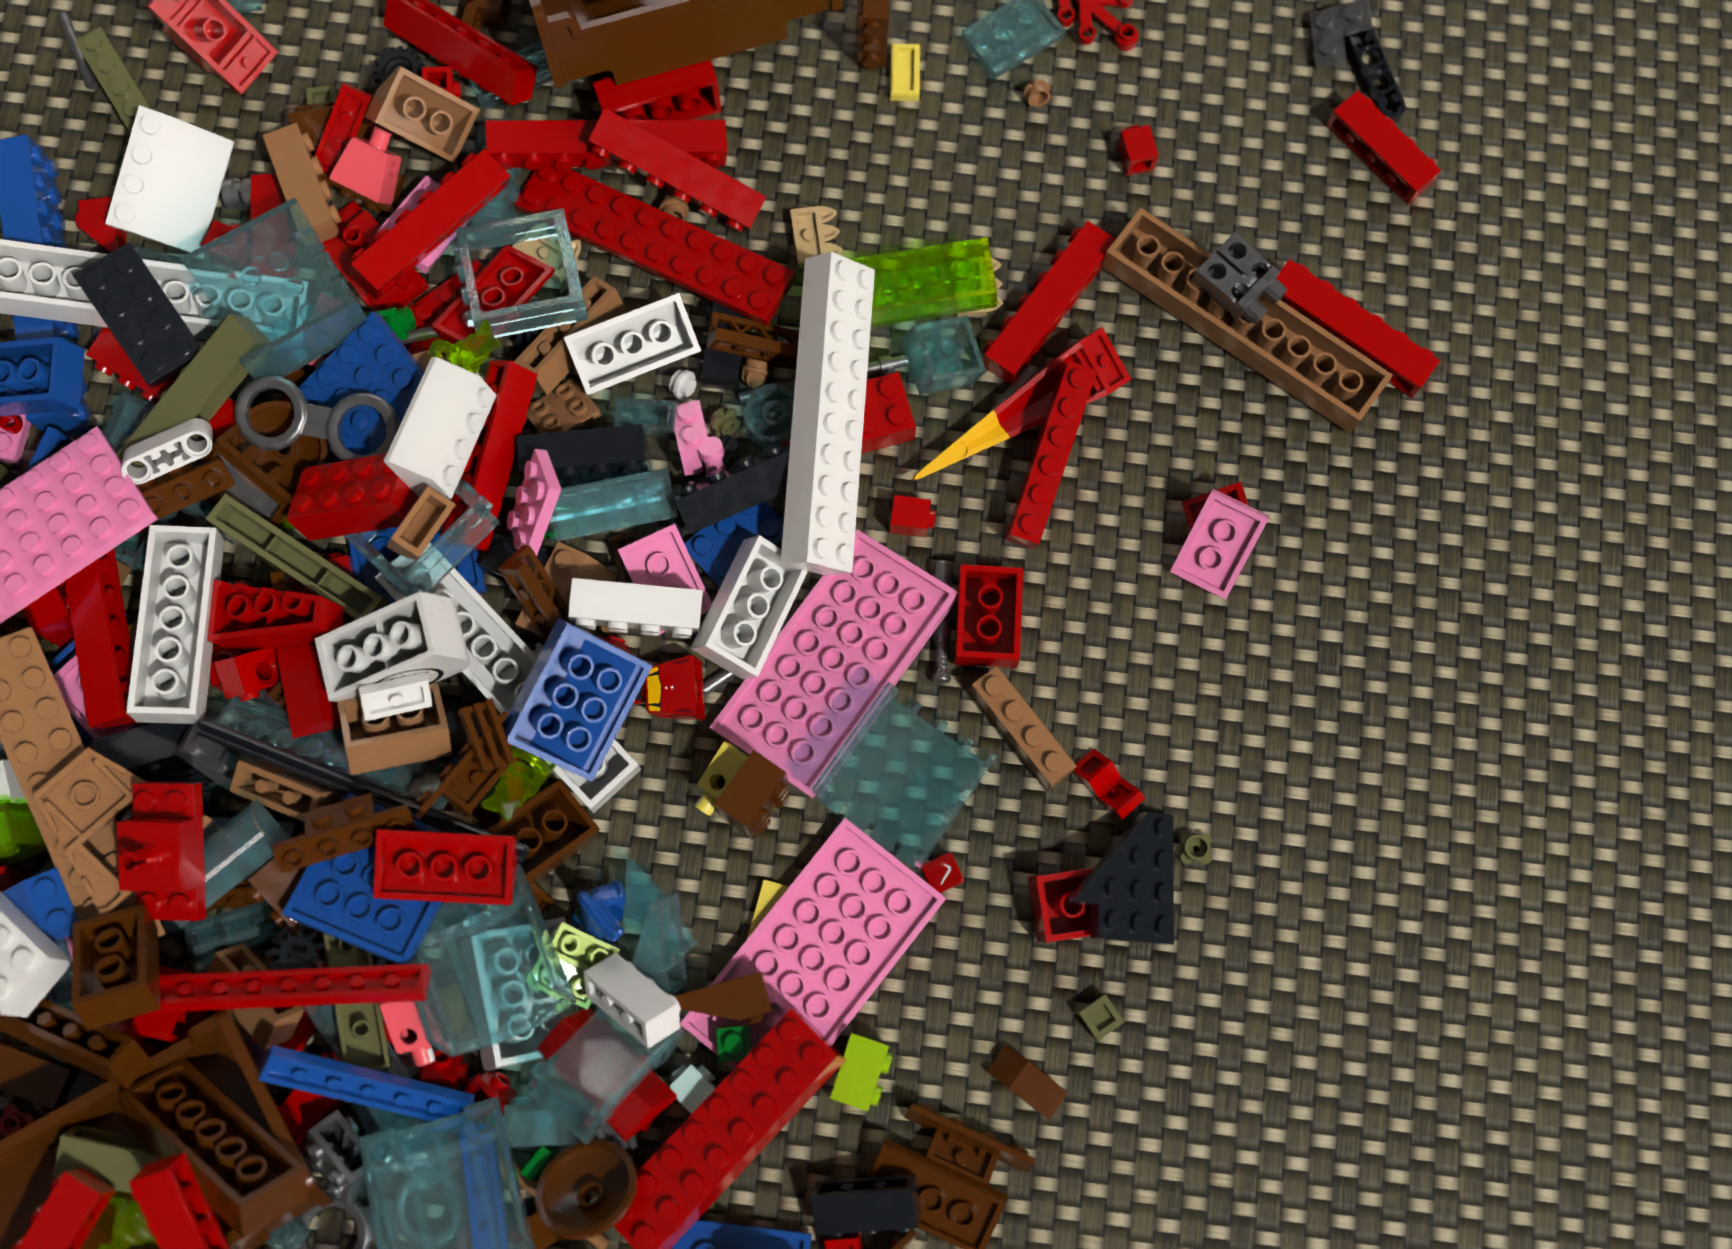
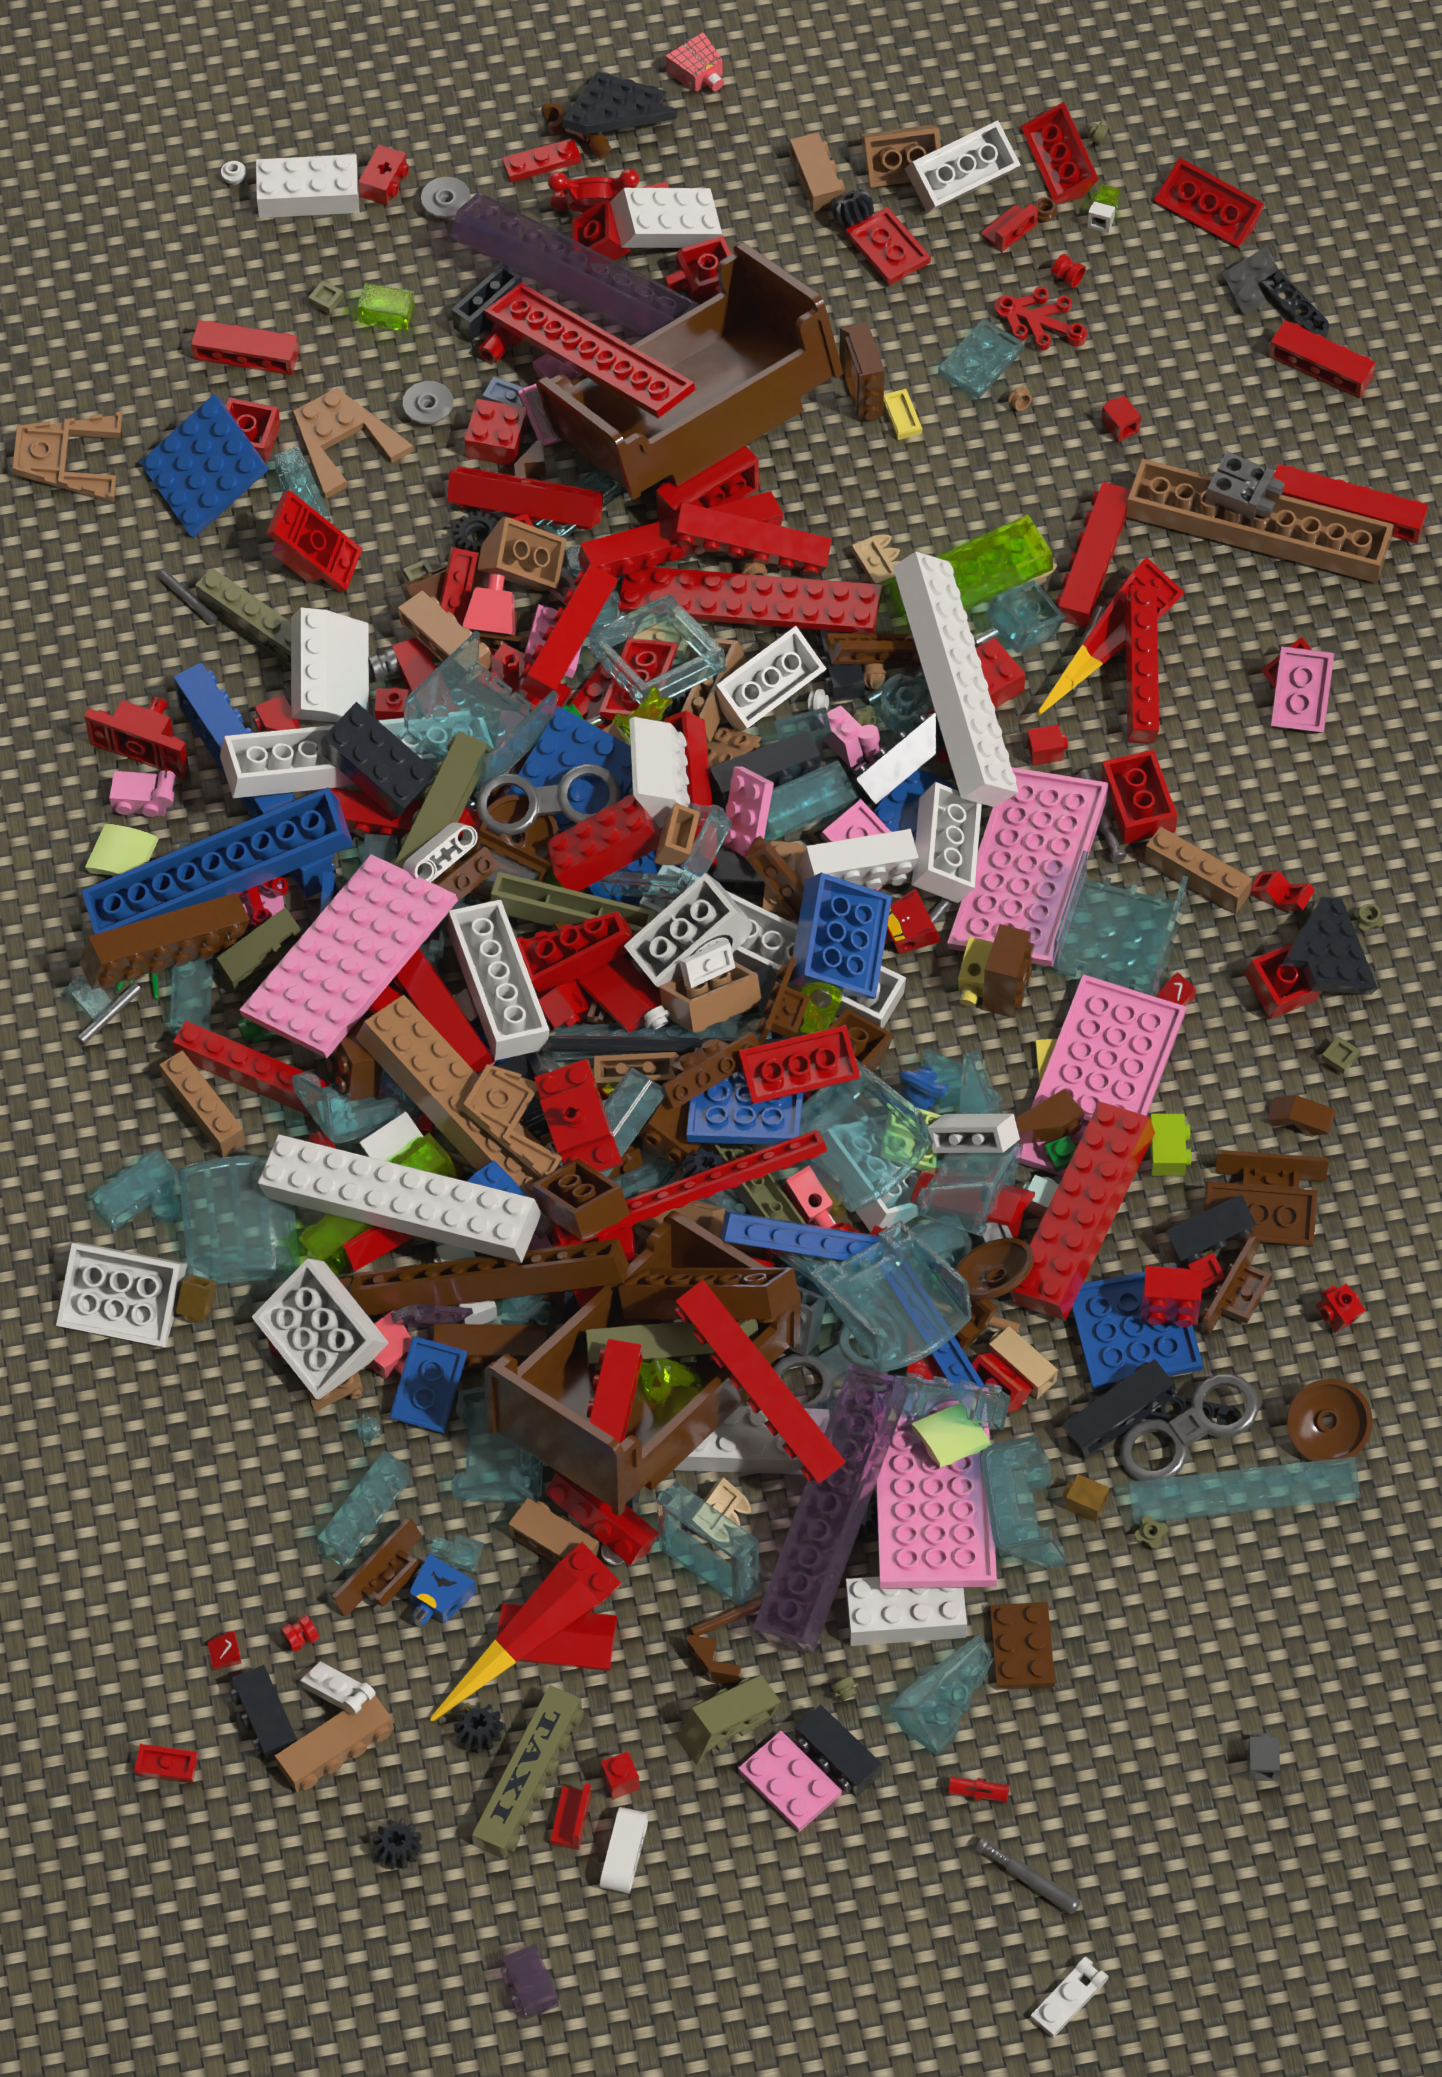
camera: 15 degrees left, 15 degrees down
(326, 735) = (656, 1017): none -> white plate
(497, 730) = (789, 971): reddish brown tile -> none

